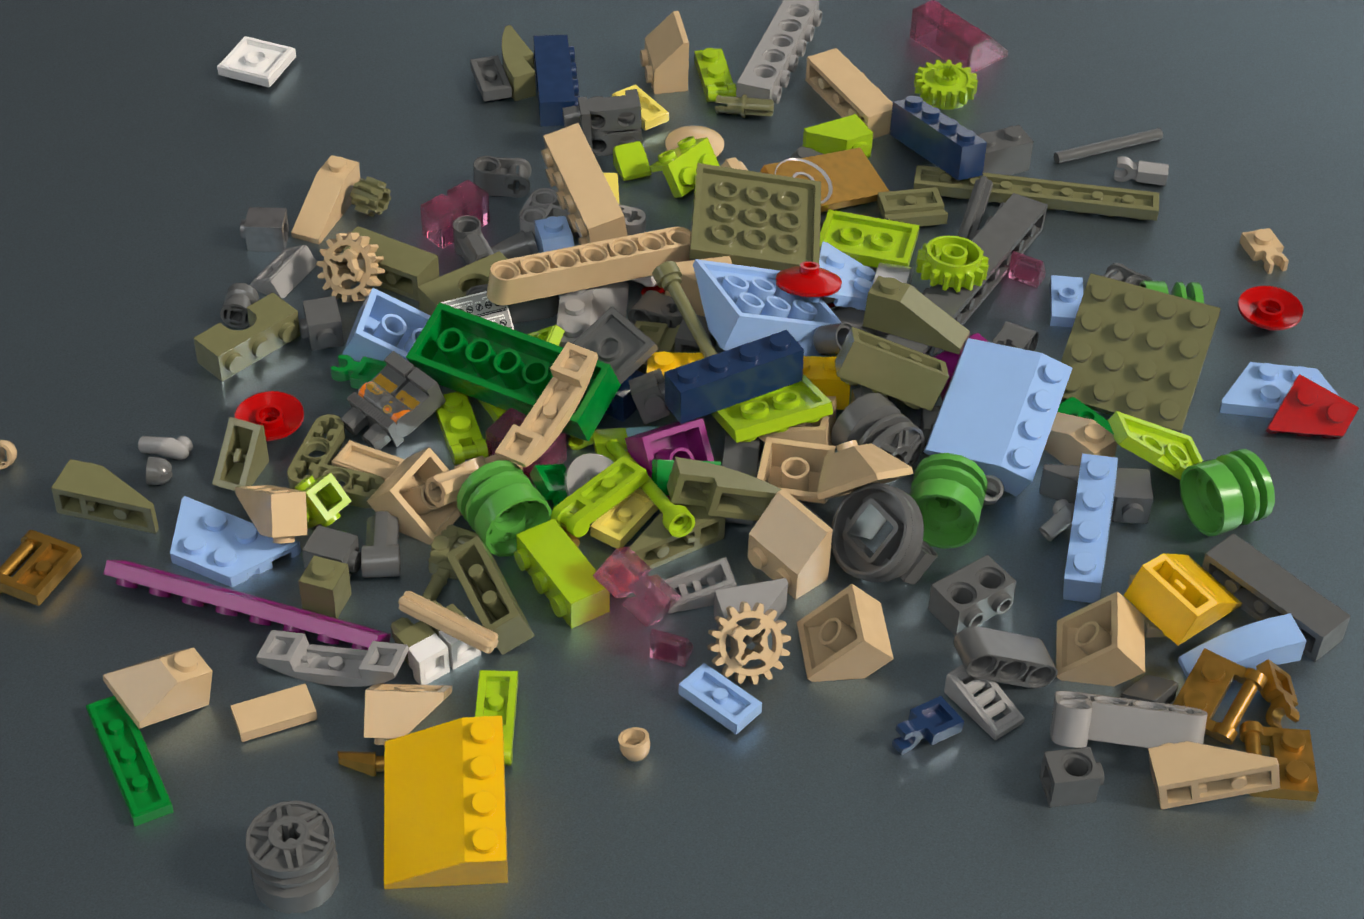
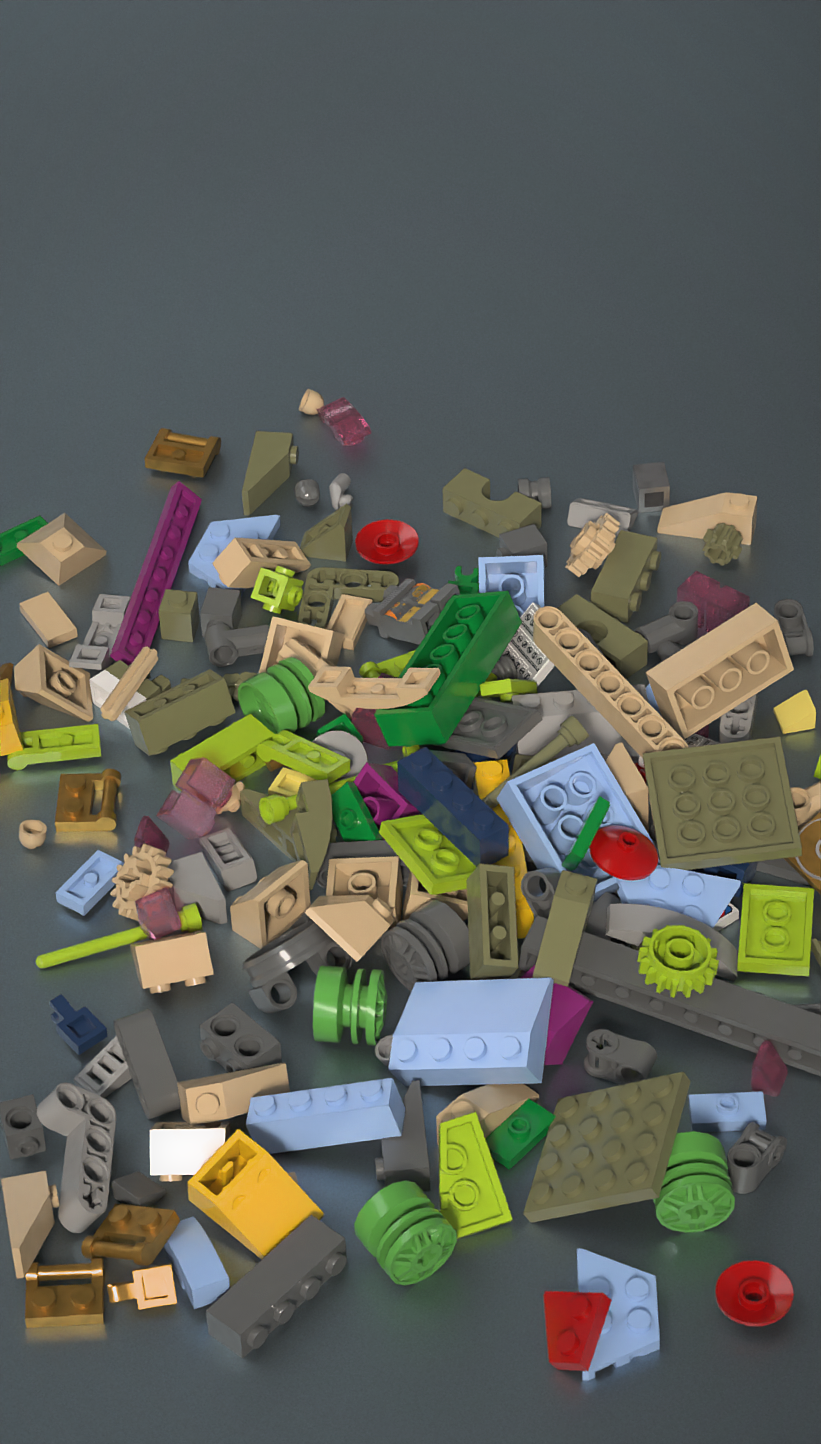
camera: 85 degrees right, 0 degrees up
(57, 425) = (344, 421): none -> clear pink slope
(587, 707) = (77, 798): none -> pearl gold plate
(795, 620) = (189, 919): none -> lime piece
(797, 289) = (586, 834): none -> green tile
(802, 632) = (157, 914): none -> clear pink slope
(1052, 609) = (229, 1093): none -> tan slope

